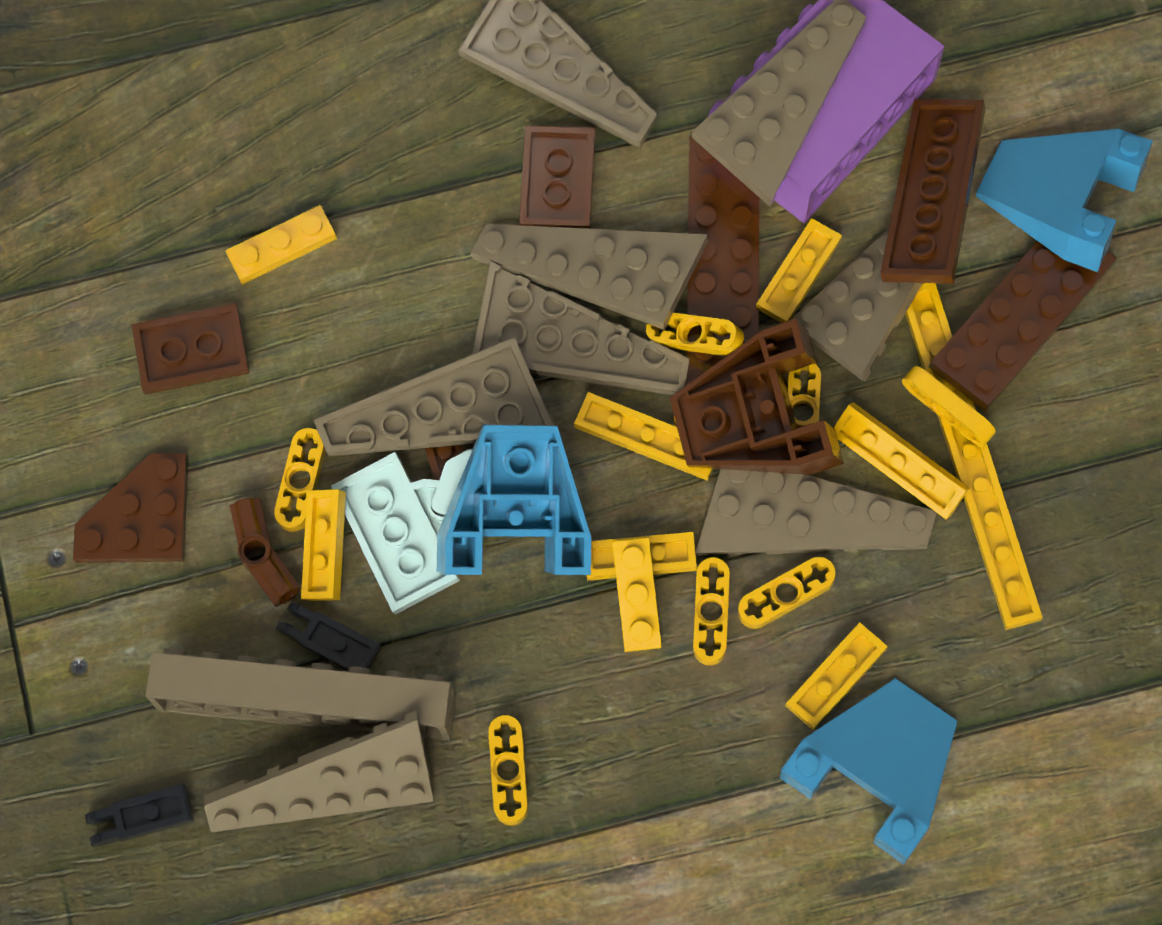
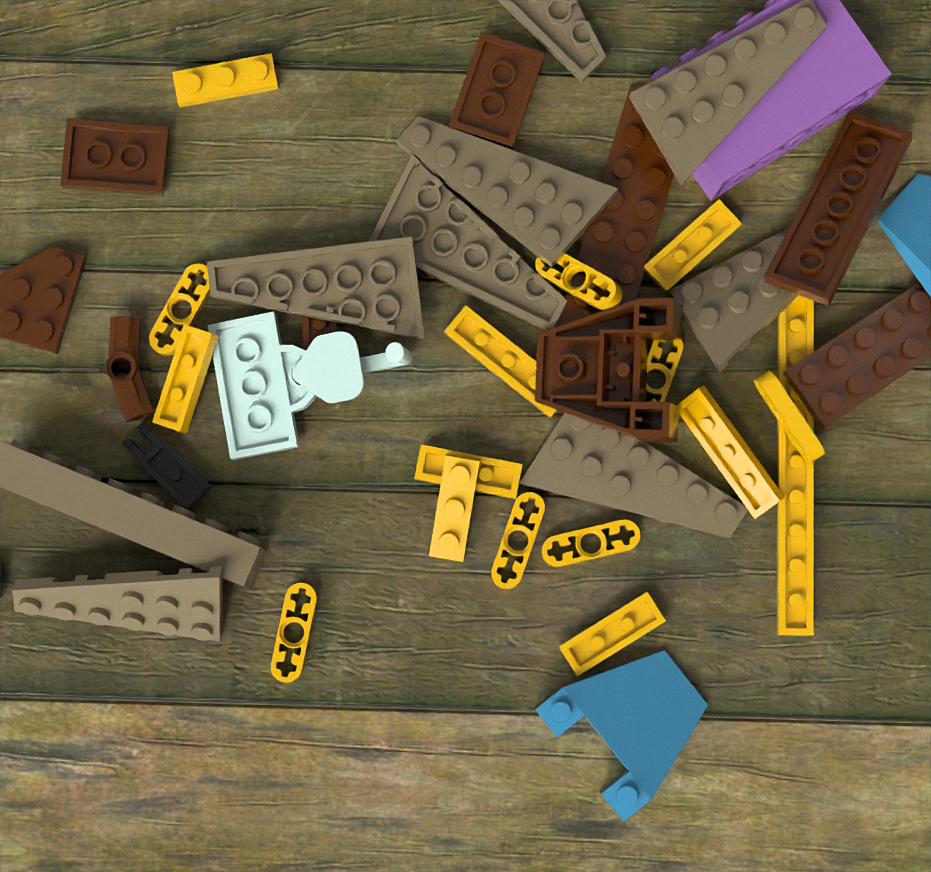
camera: 10 degrees right, 10 degrees up
(516, 488) = (368, 382): dark azure wedge -> none

